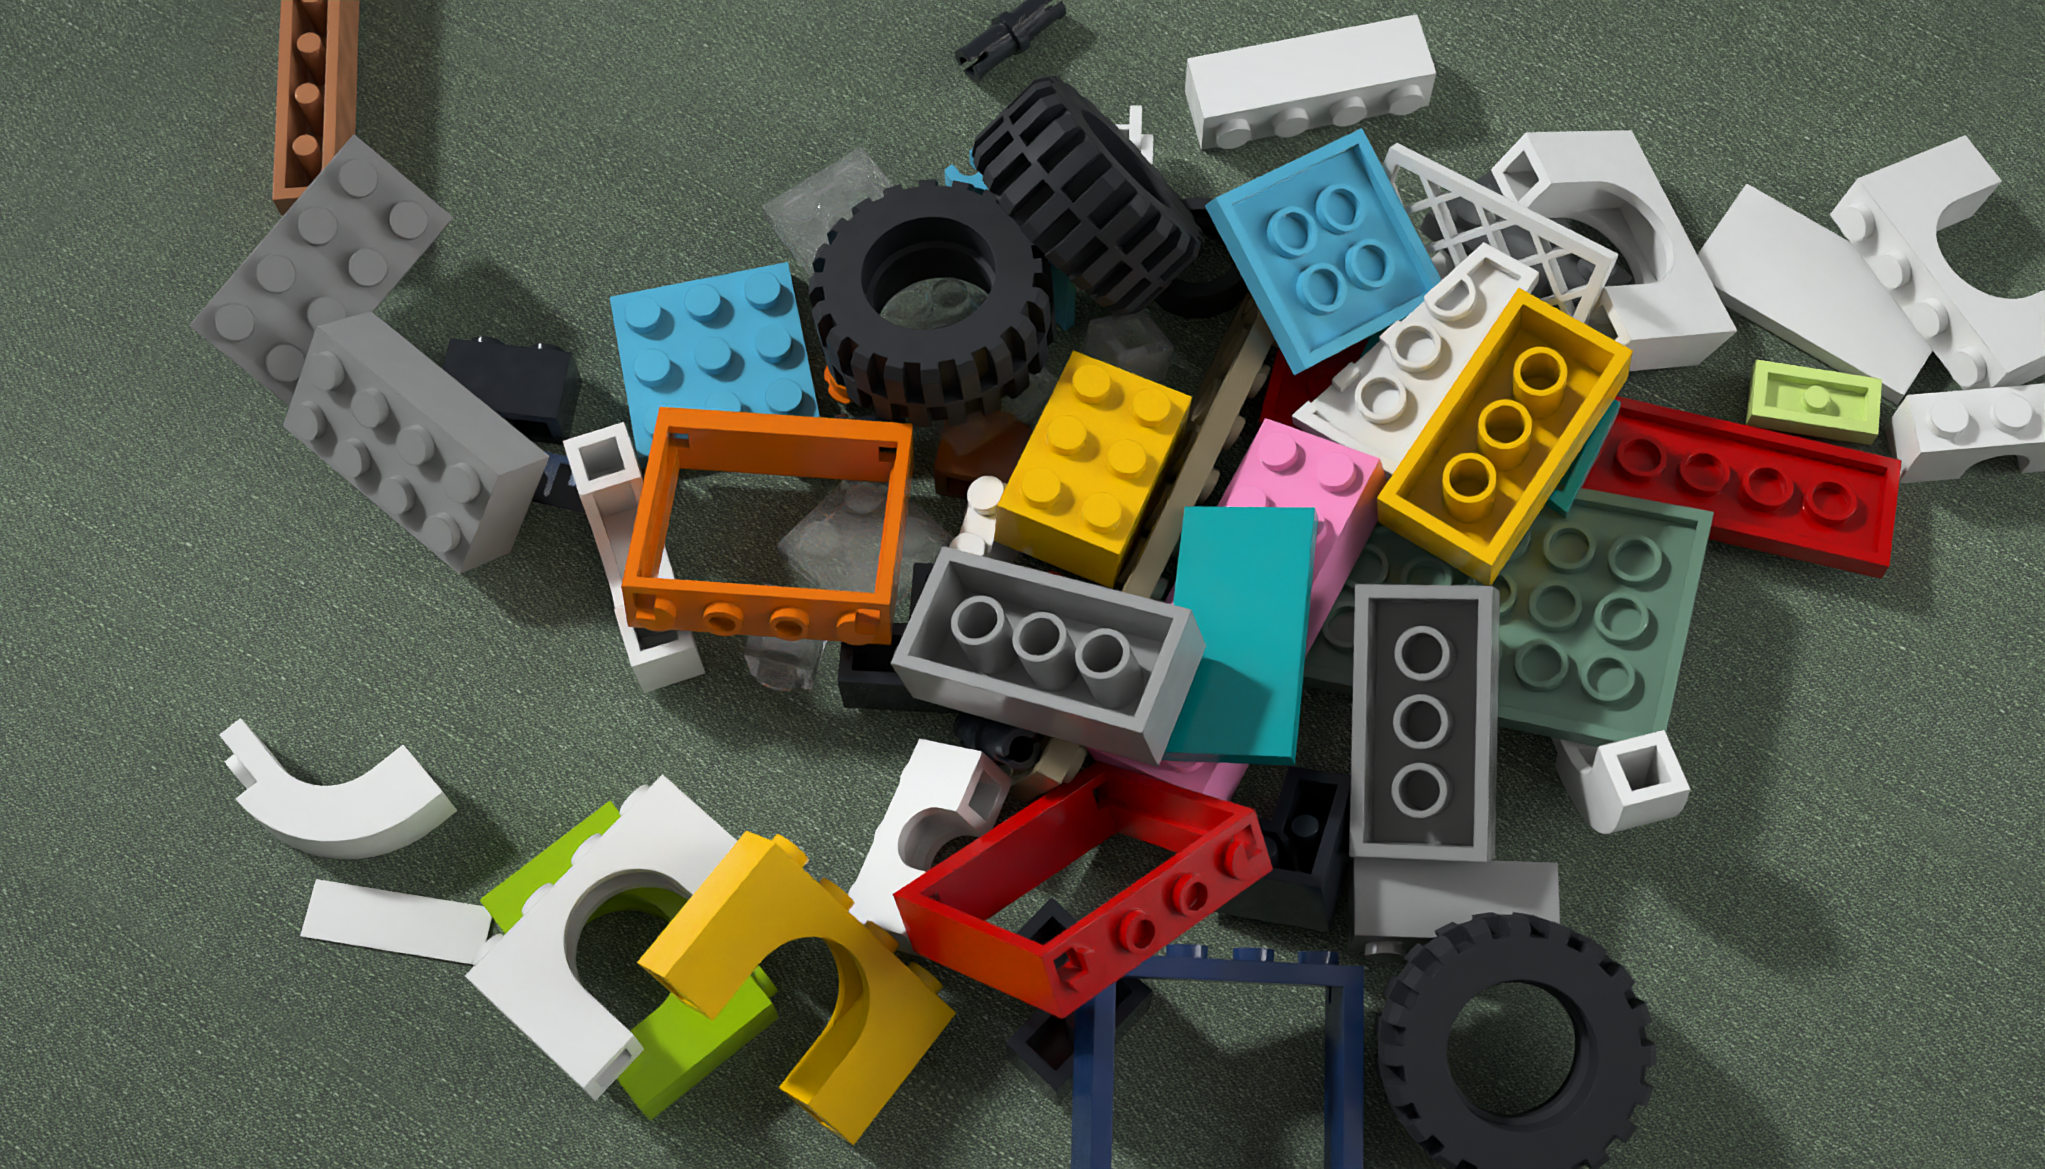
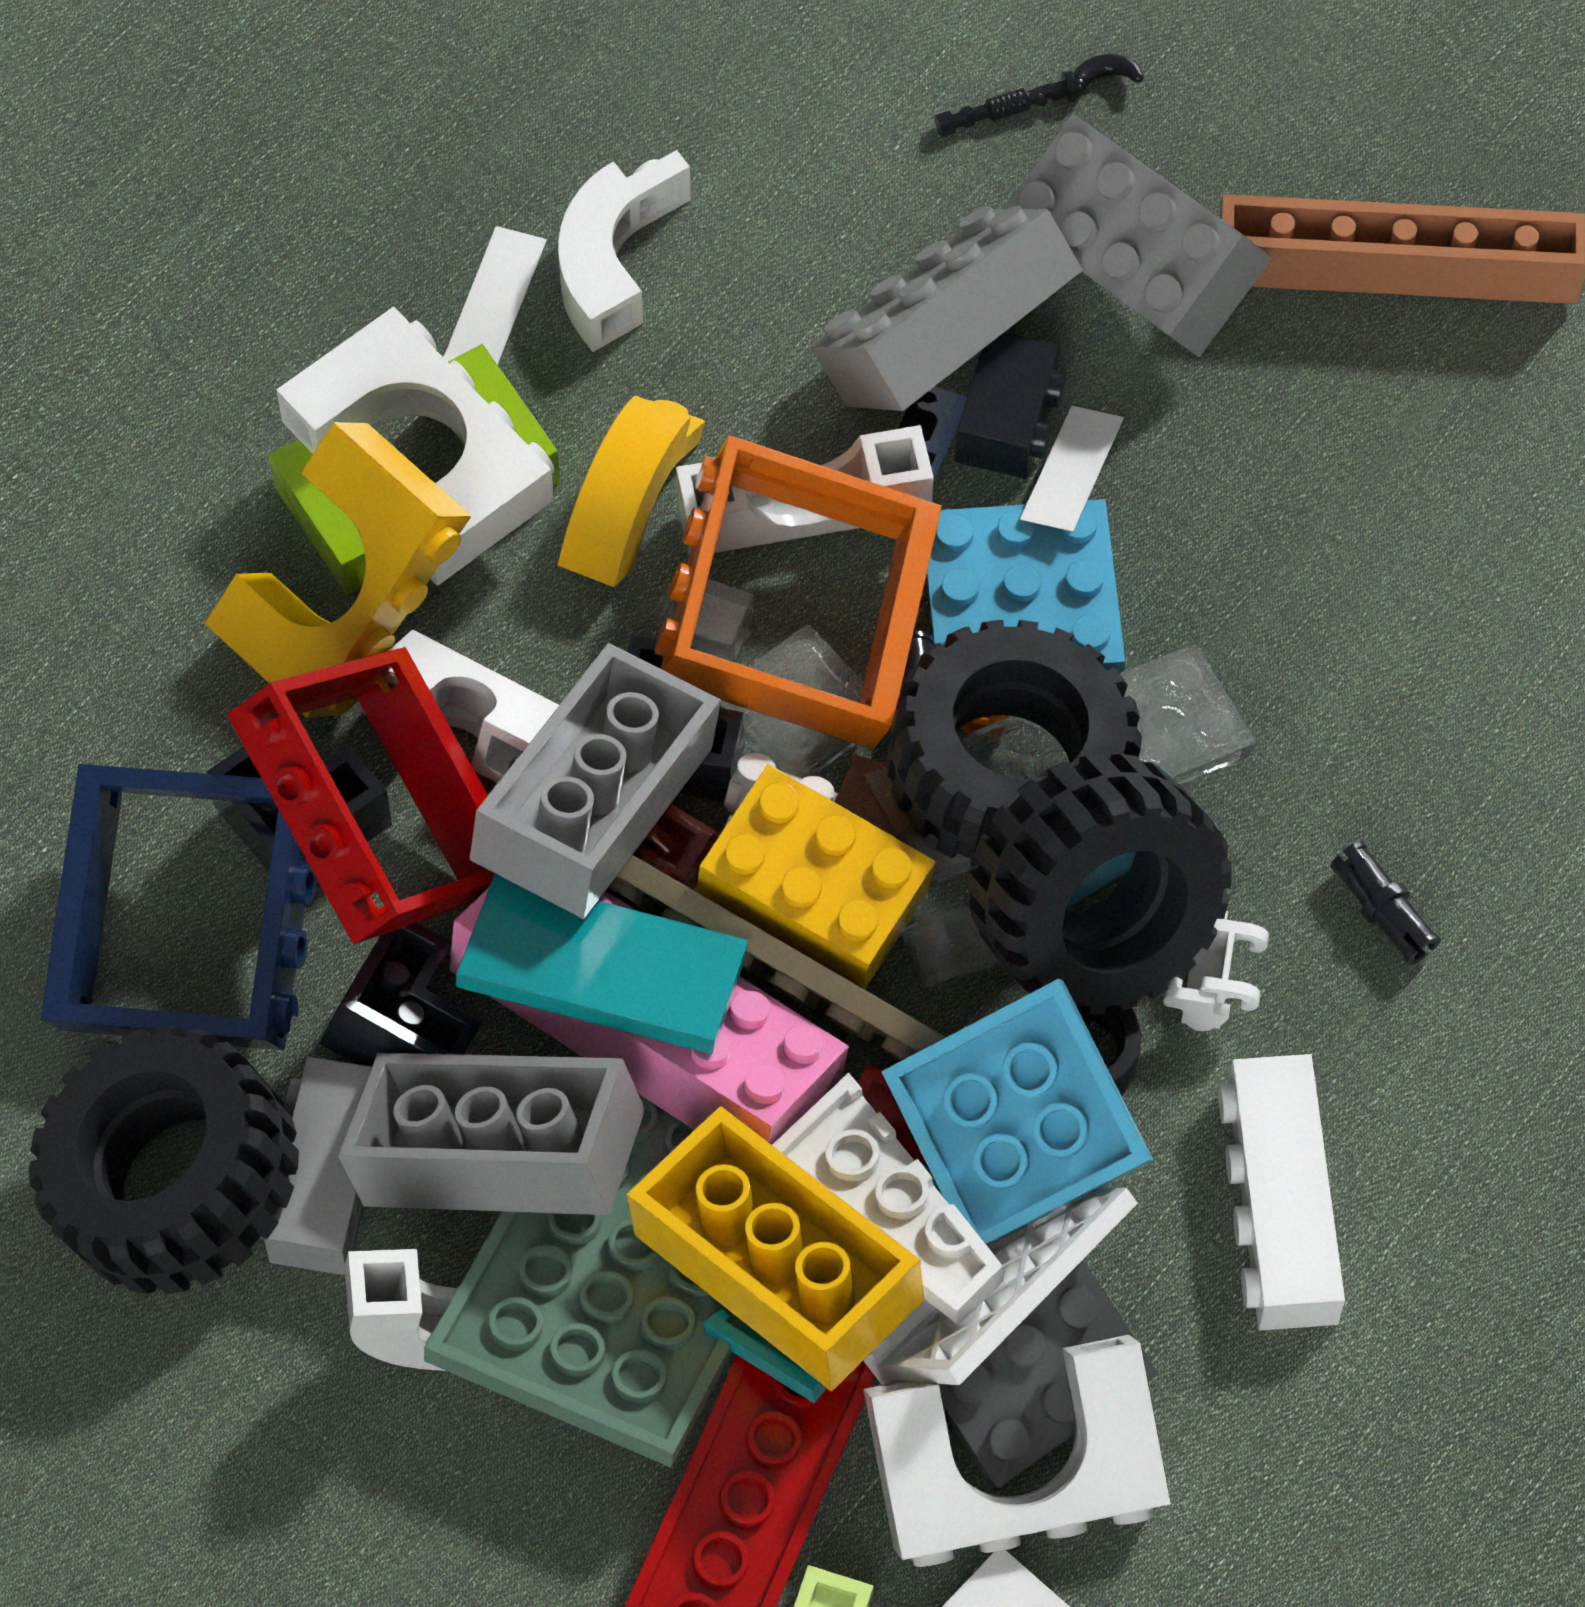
camera: 95 degrees right, 5 degrees down
(116, 383) = (1021, 100): none -> black piece
(580, 327) = (1072, 468): none -> white sticker
(644, 721) = (623, 487): none -> yellow arch

